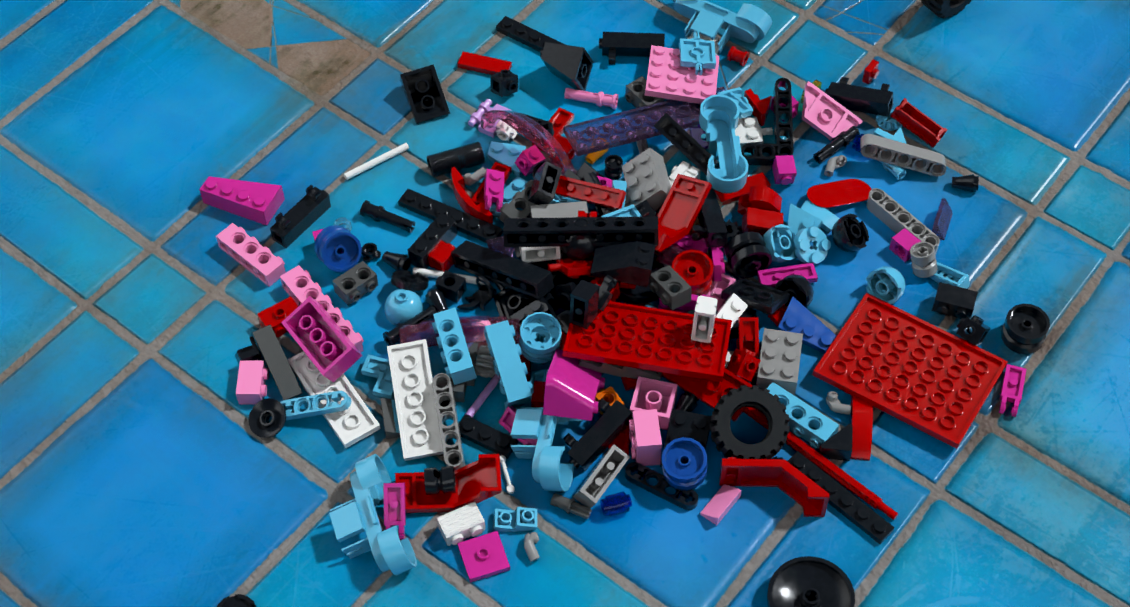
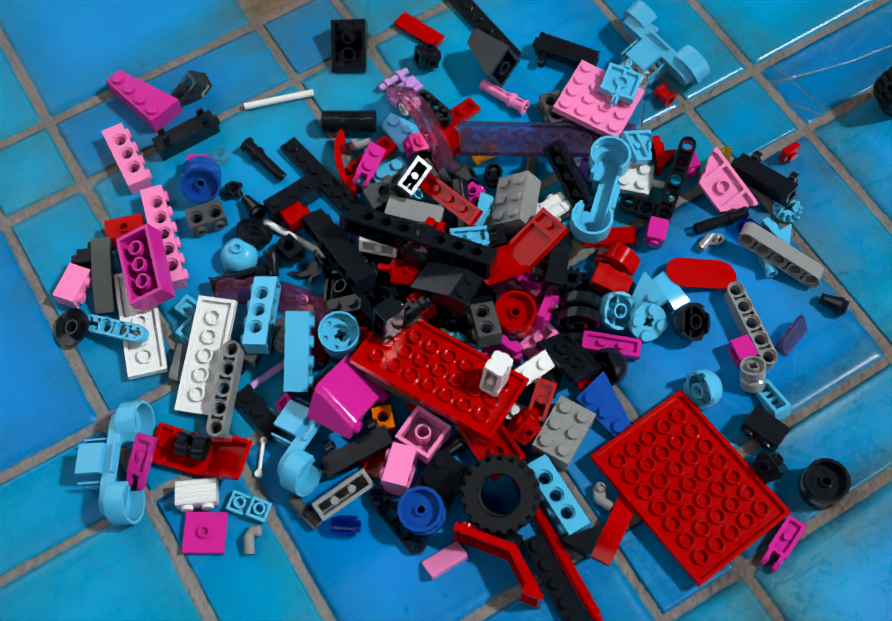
camera: 20 degrees right, 10 degrees up
(288, 173) = (192, 88): none -> clear smoke slope
(918, 123) = (813, 224): red container -> none

